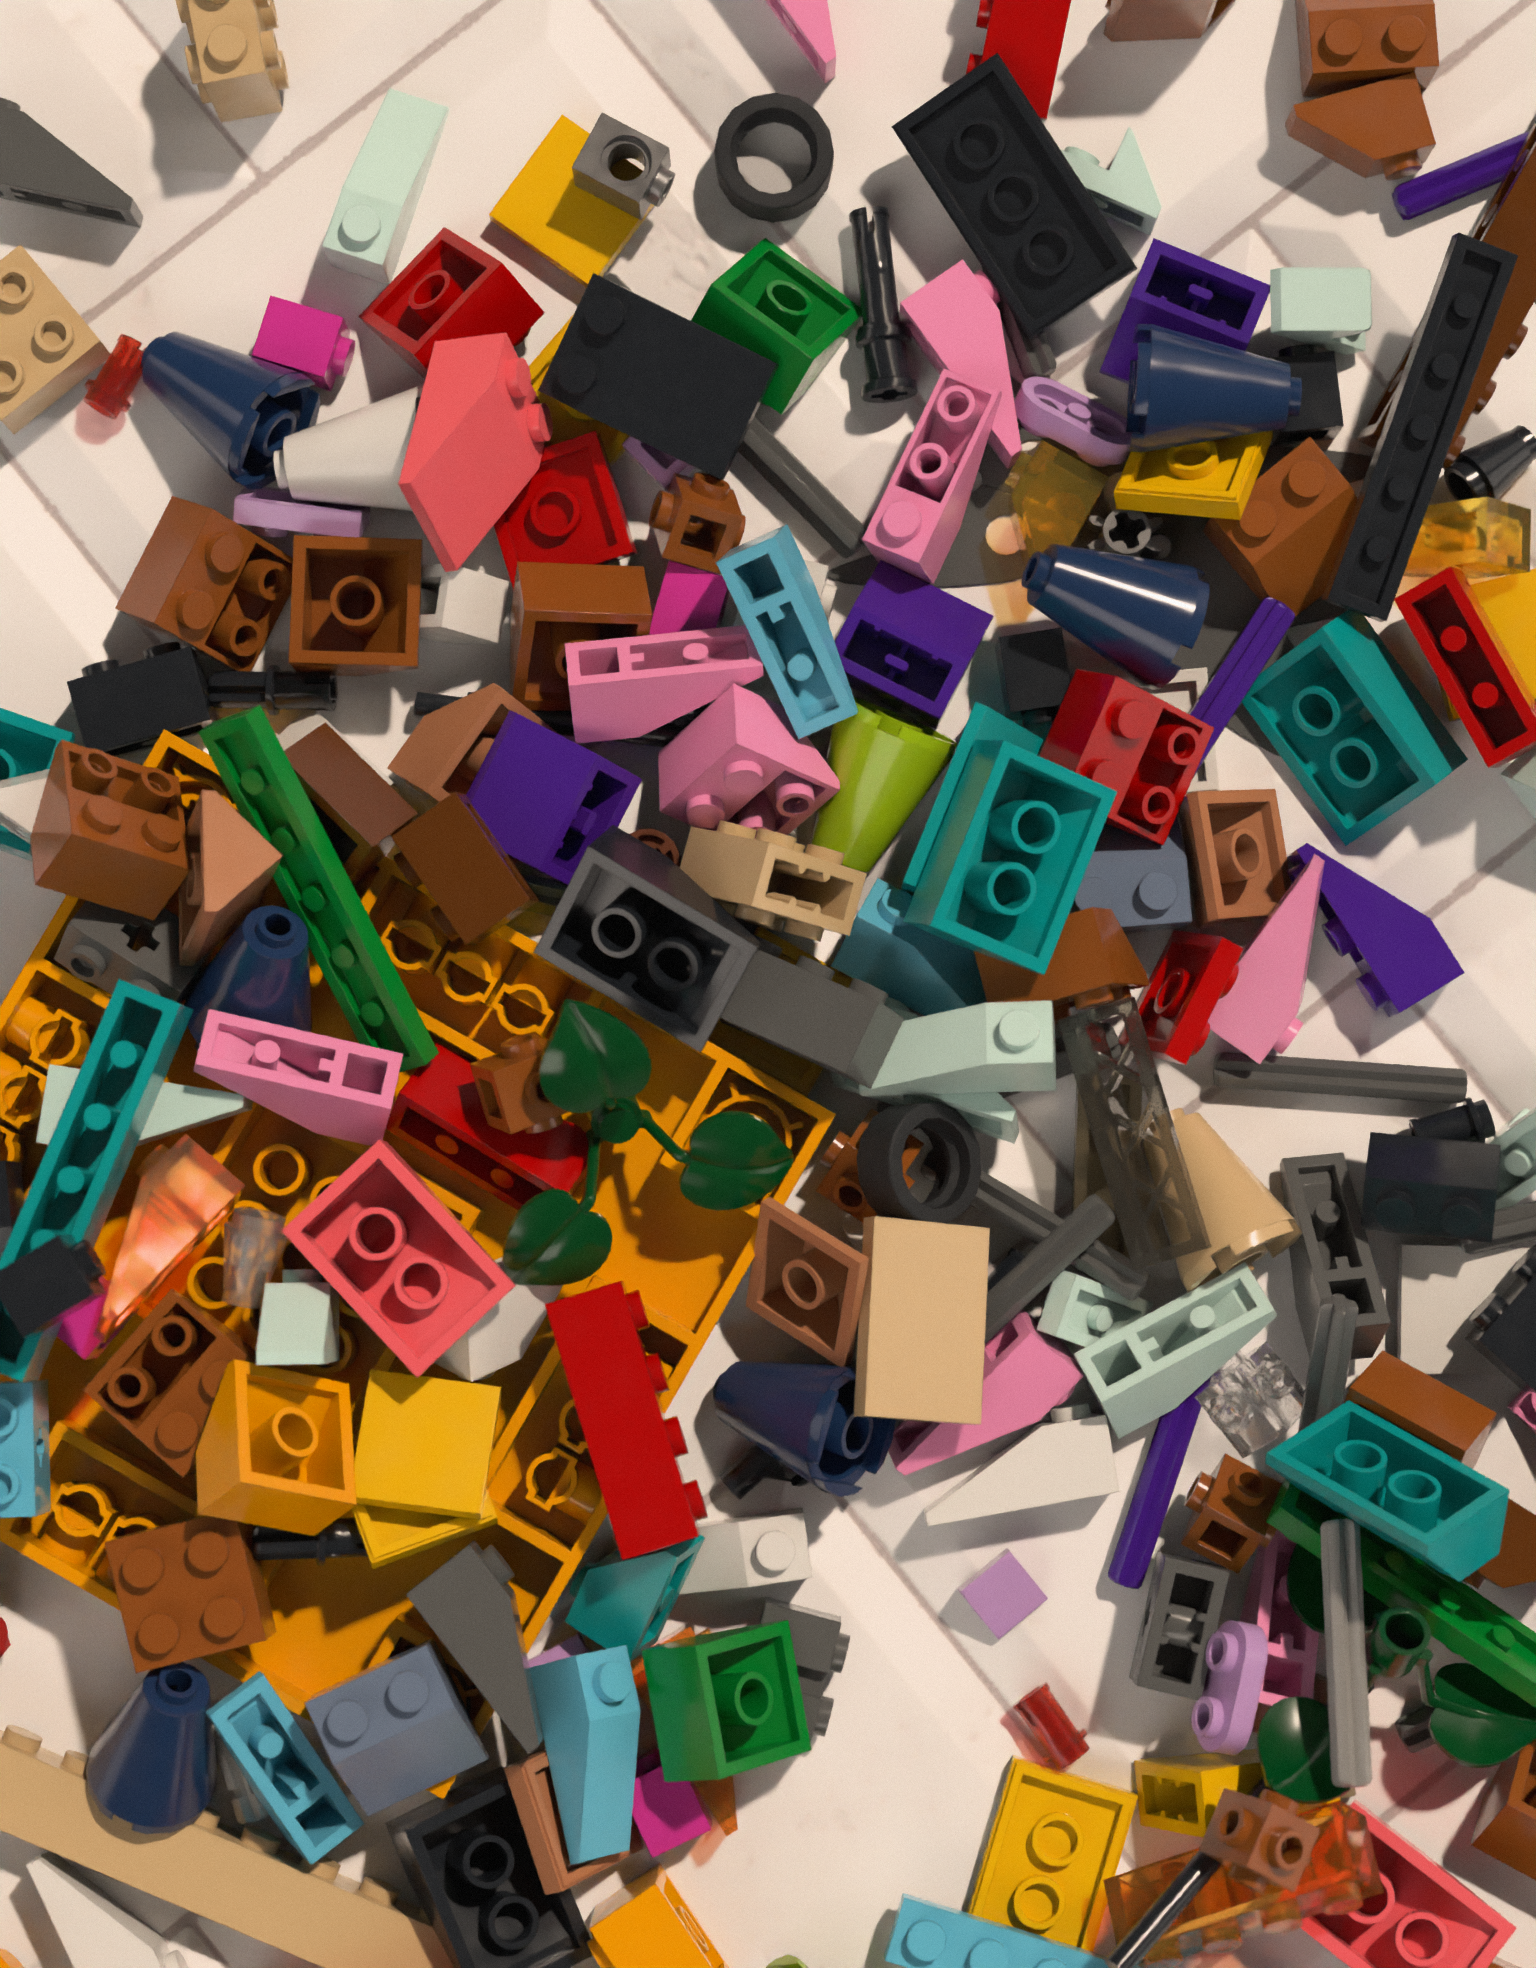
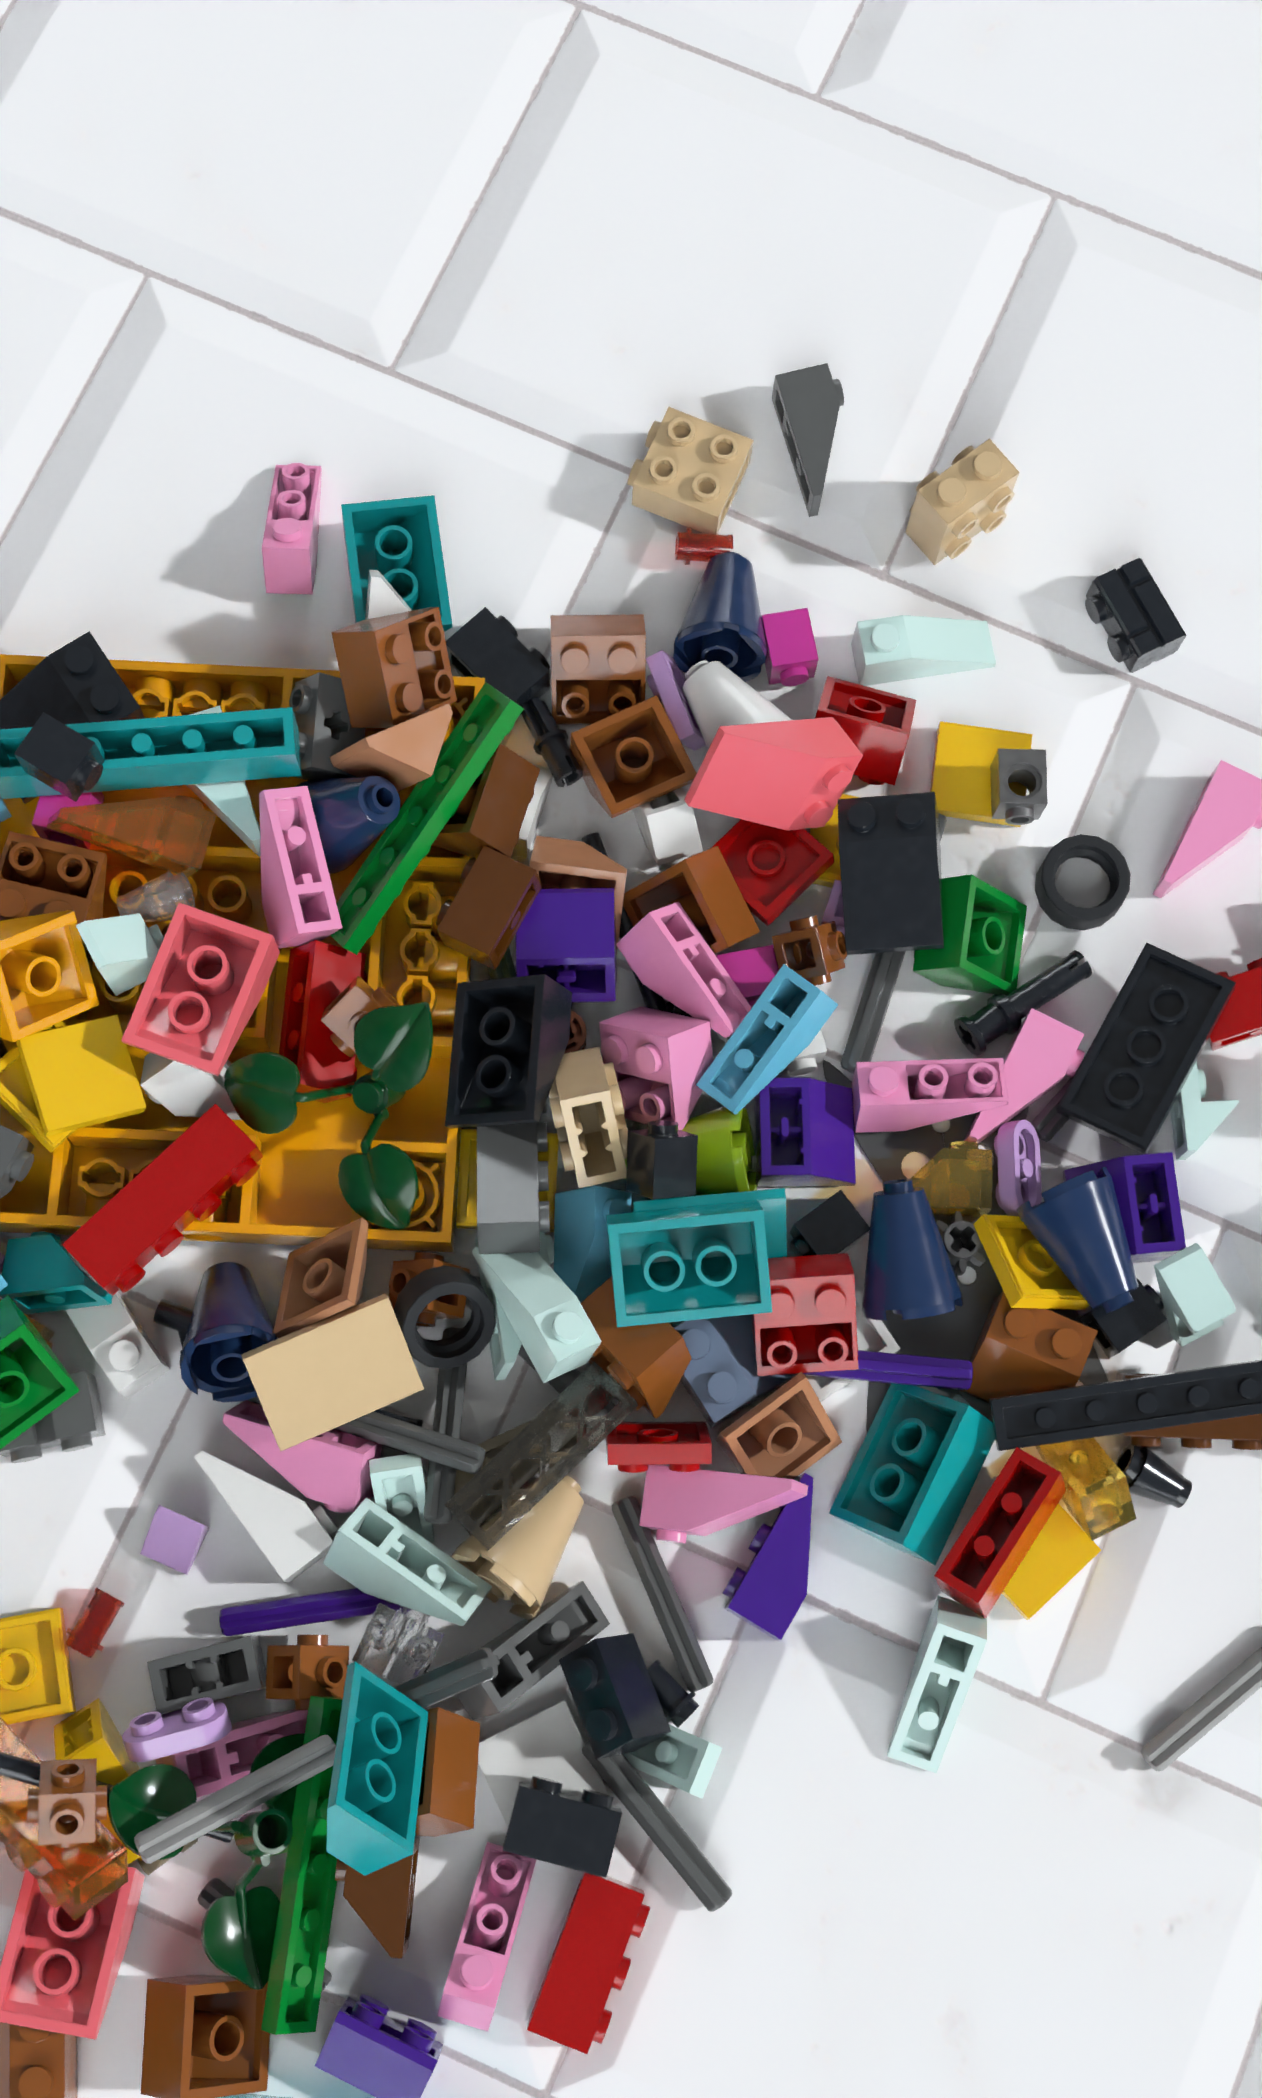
camera: 55 degrees right, 10 degrees down
(872, 825) = (661, 1161): none -> black brick

